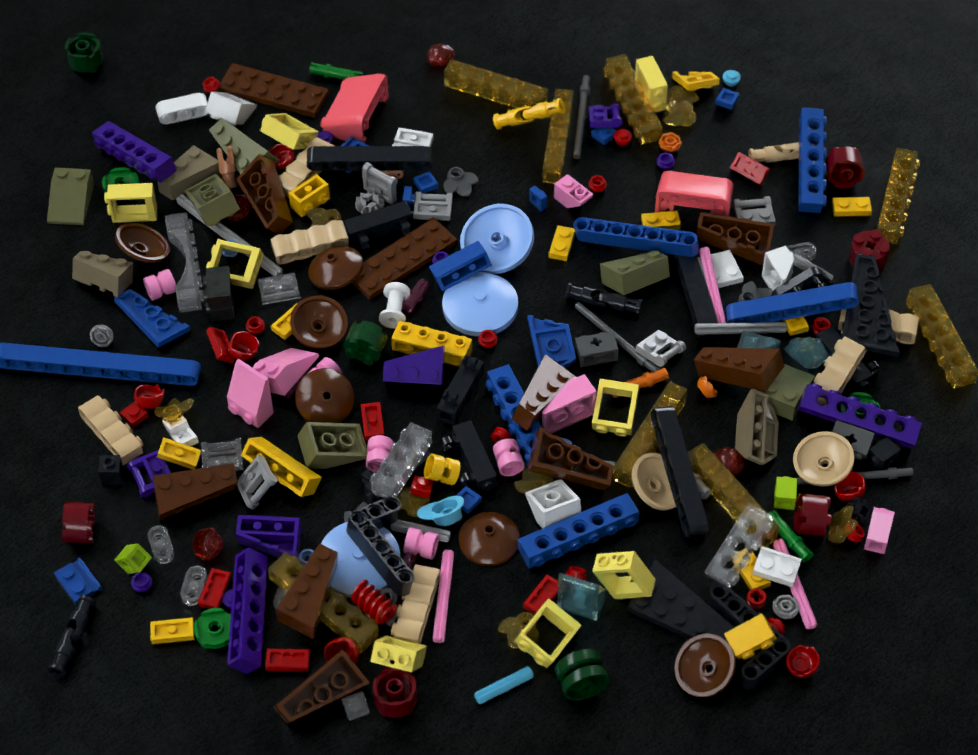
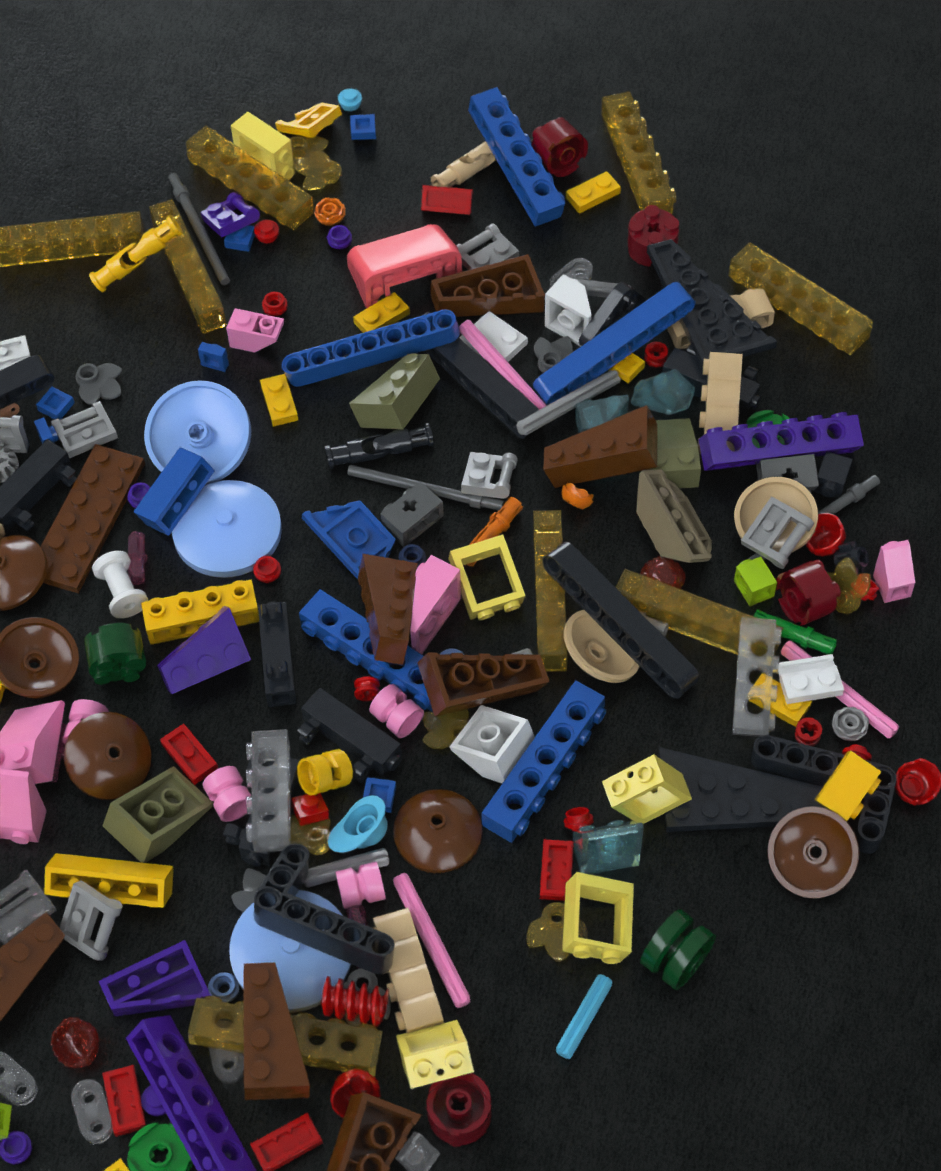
camera: 30 degrees left, 5 degrees up
(580, 370) = (412, 551): none -> dark blue plate
(812, 462) = (770, 526): none -> light grey plate

